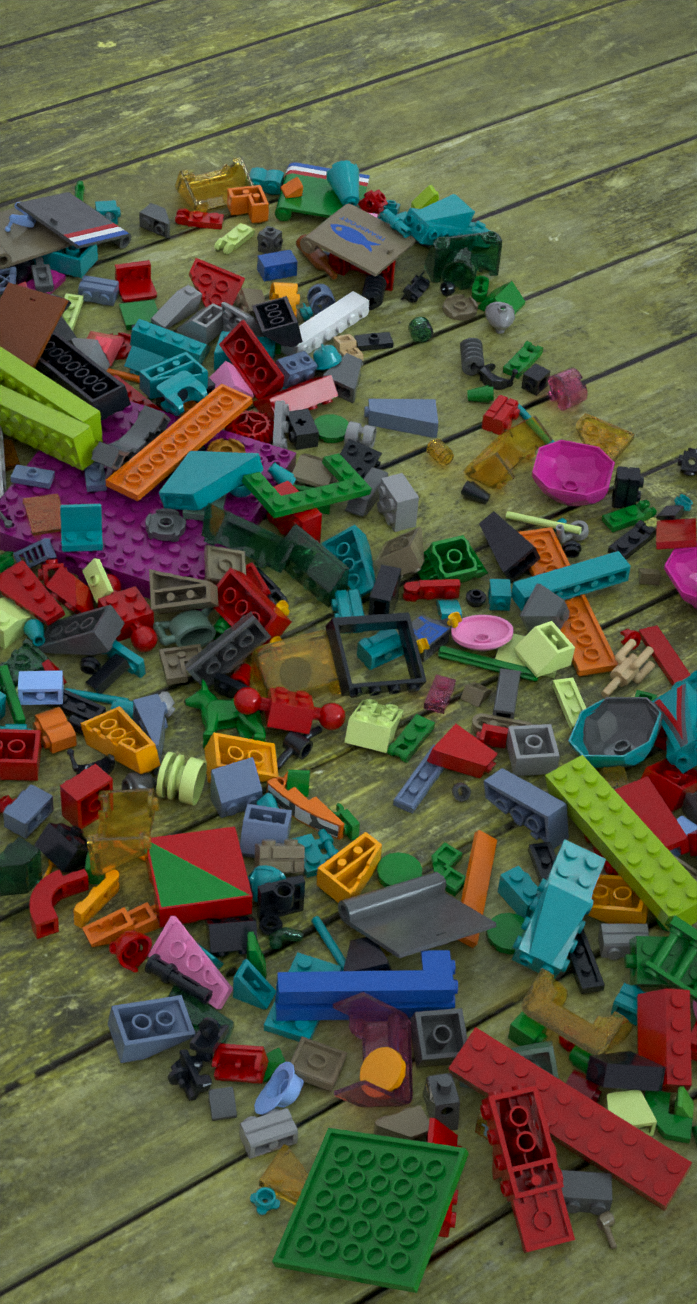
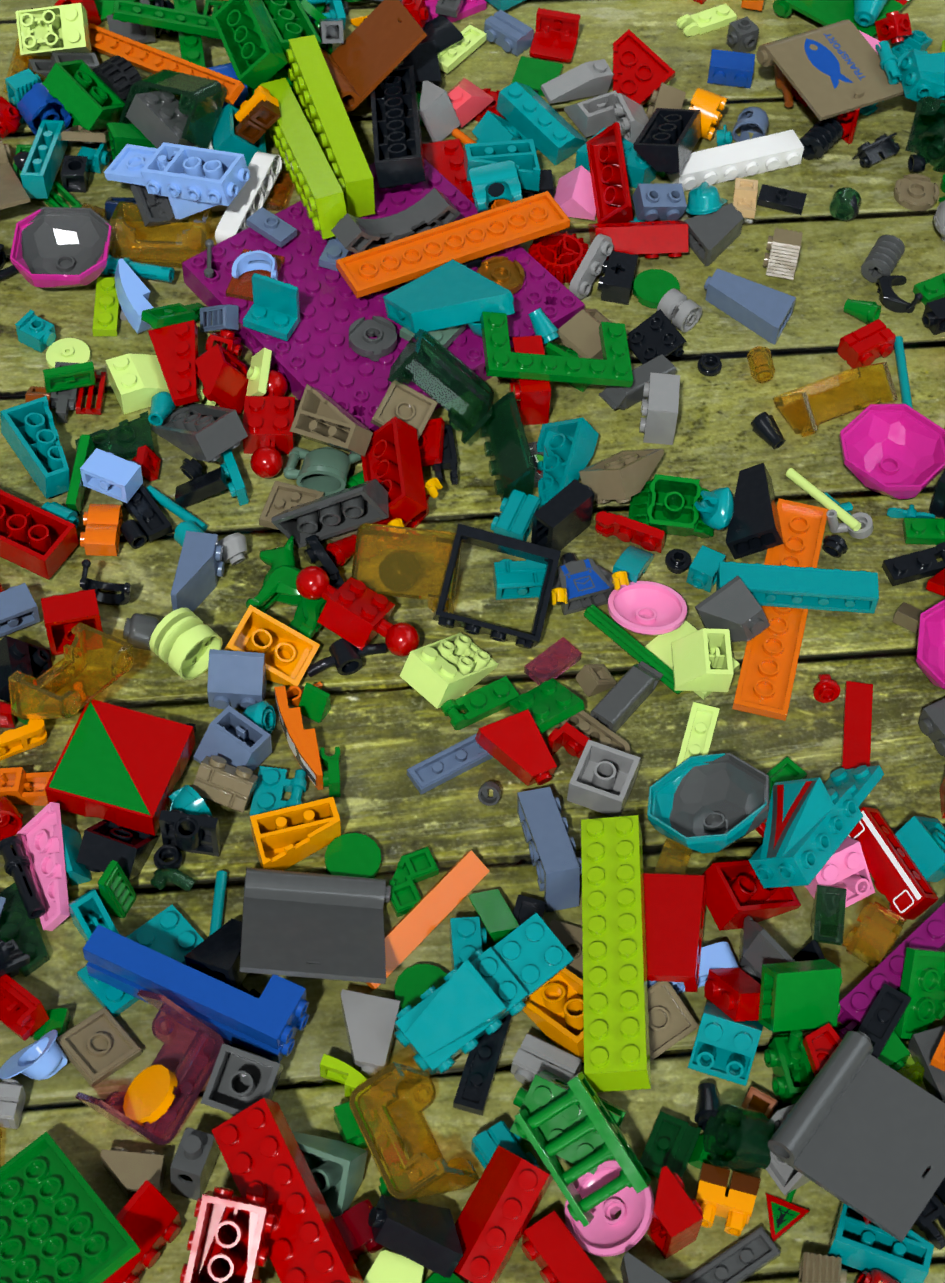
camera: 30 degrees right, 10 degrees up
(44, 501) = (255, 261): none -> light blue helmet
(121, 737) = (154, 566): light orange wedge -> none
(404, 465) = (709, 364): none -> black plate
(406, 374) = (783, 254): none -> brick
(465, 715) = (548, 704): none -> green plate
(485, 550) = (716, 507): none -> teal piece
(493, 971) = (369, 1029): none -> light grey slope
(502, 1004) = (340, 1072): none -> lime slope
(528, 863) = (494, 913): none -> green slope
(596, 514) = (909, 513): none -> teal piece
(629, 668) = (794, 725): tan plant -> none

